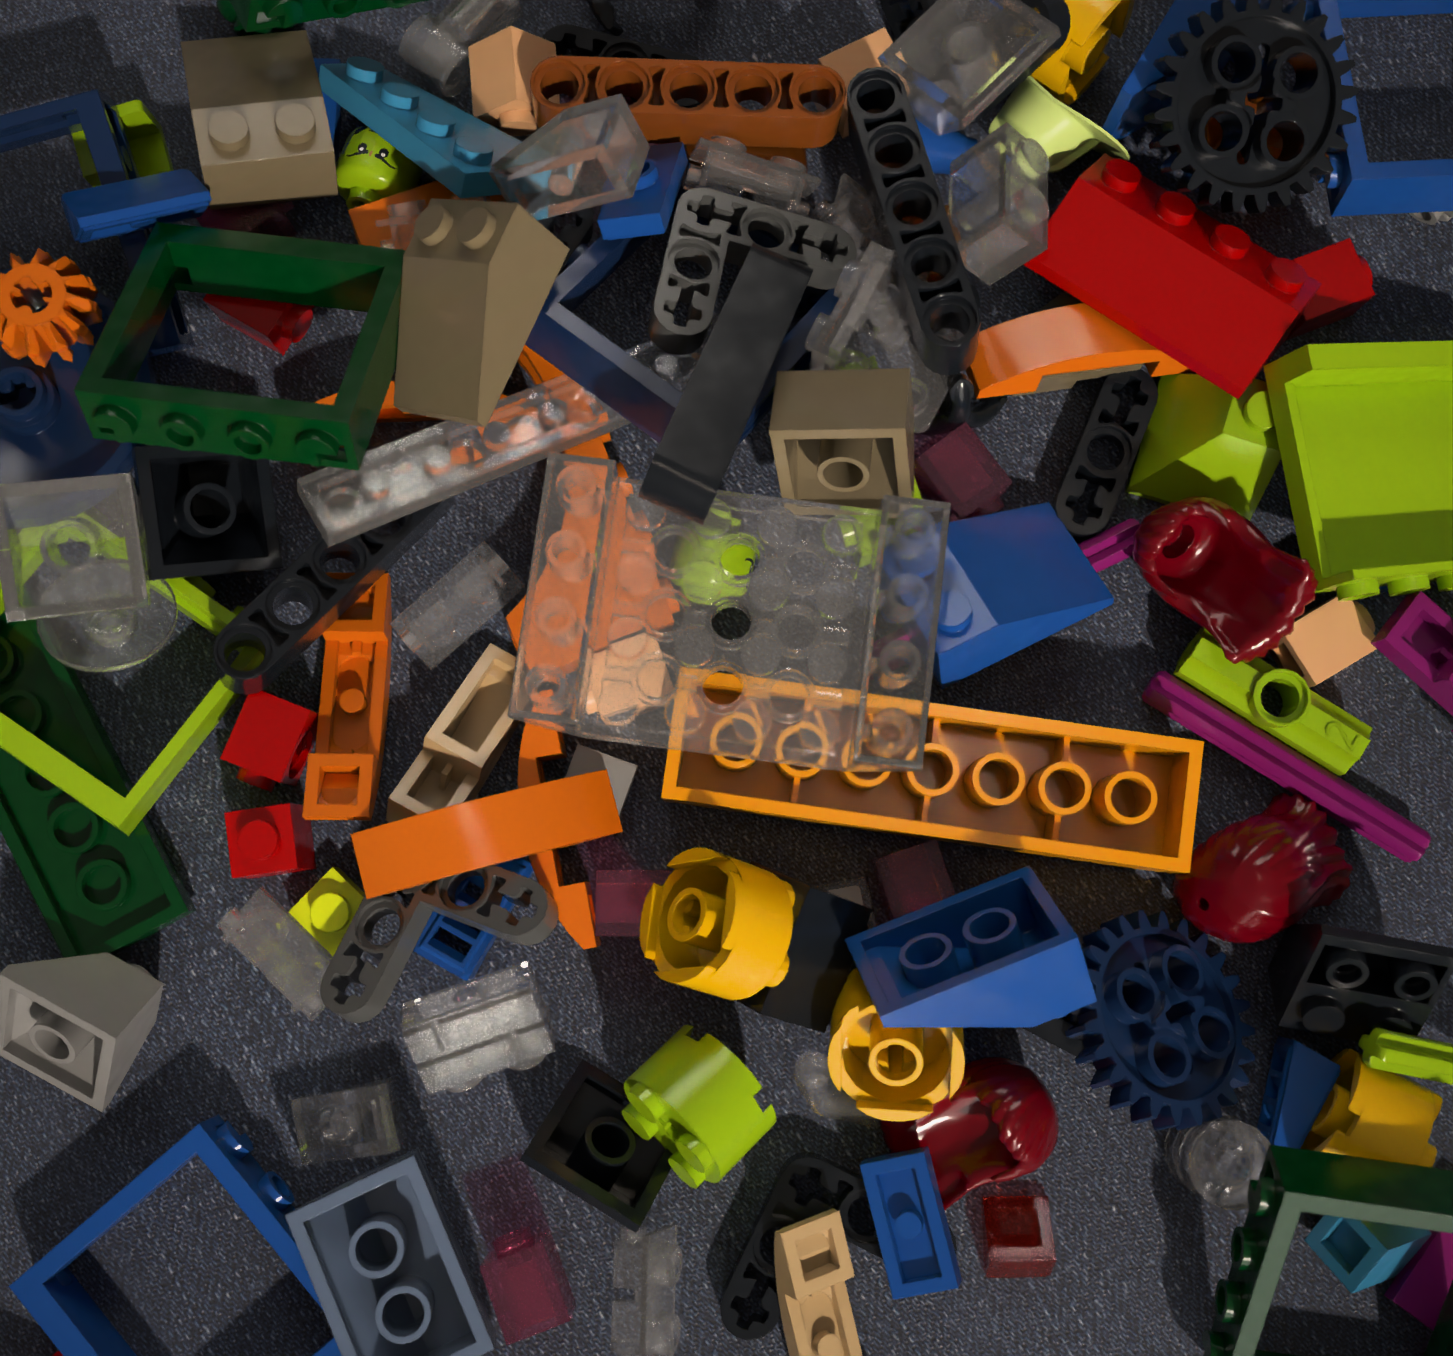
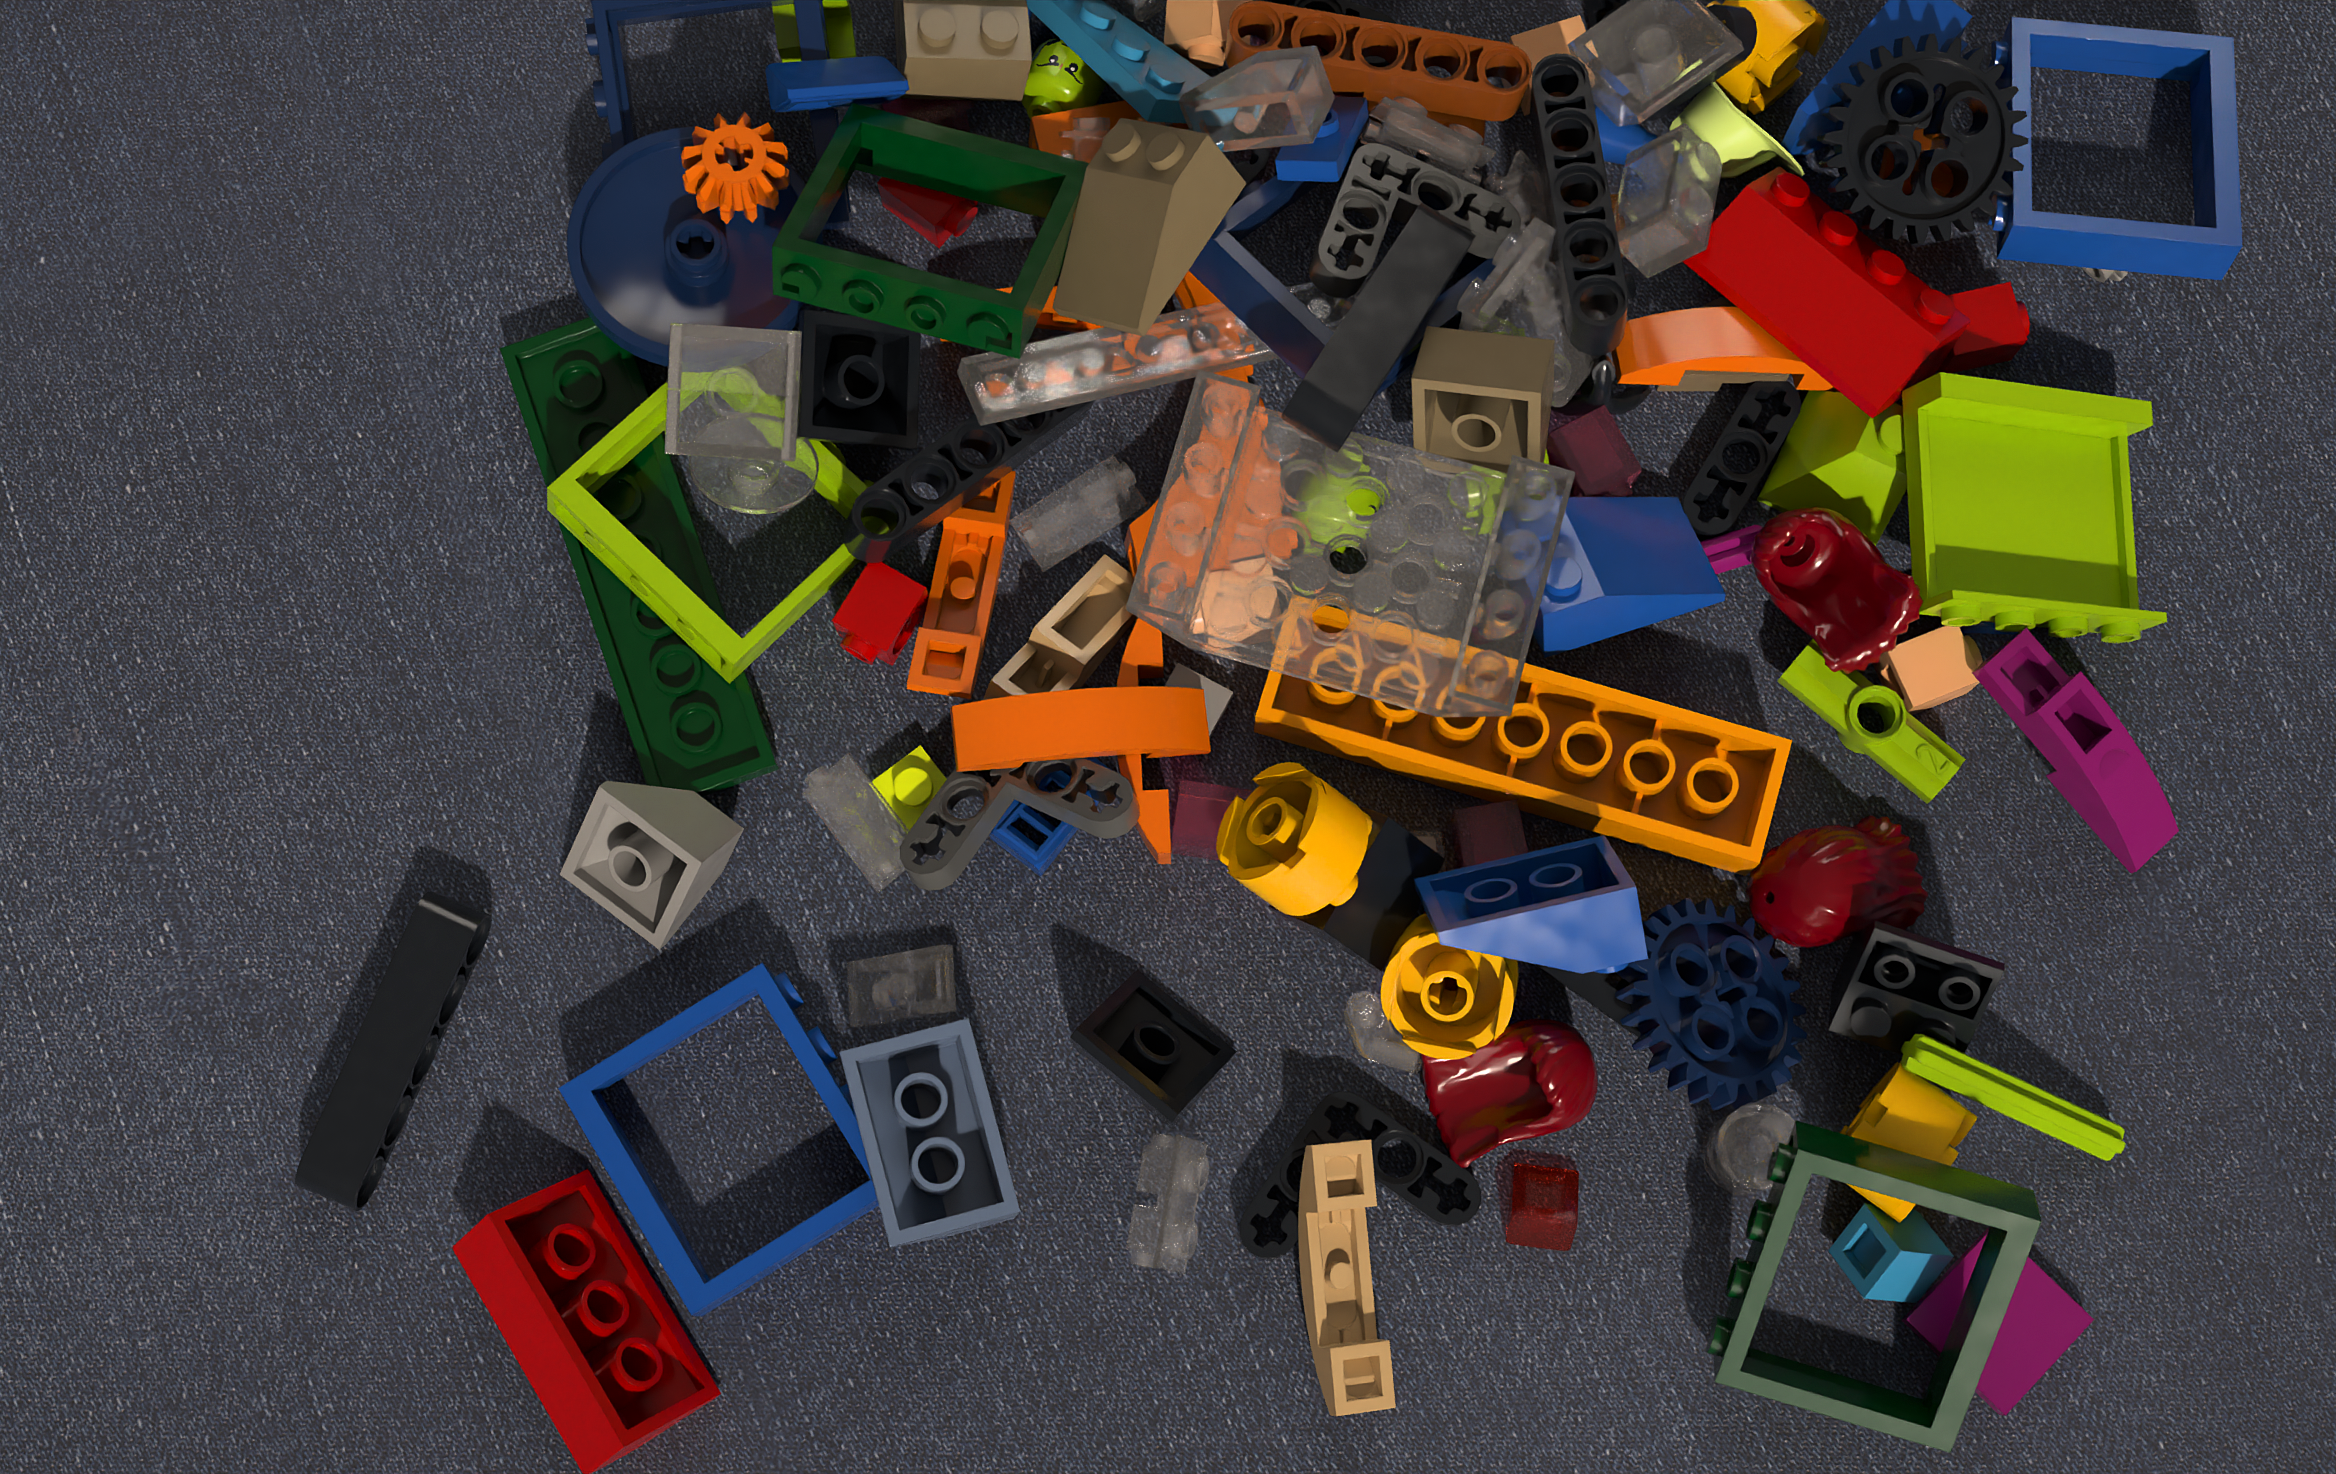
camera: 10 degrees right, 5 degrees down
(269, 841) = (865, 709): red brick -> none
(478, 1029) = (1043, 919): clear brick -> none
(527, 1284) = (1054, 1169): clear pink brick -> none
(697, 1106) = (1247, 1016): lime brick -> none
(910, 1223) = (1439, 1161): blue plate -> none
(1286, 766) = (1877, 788): magenta axle -> none
(1294, 1092) = (1842, 1091): blue slope -> none

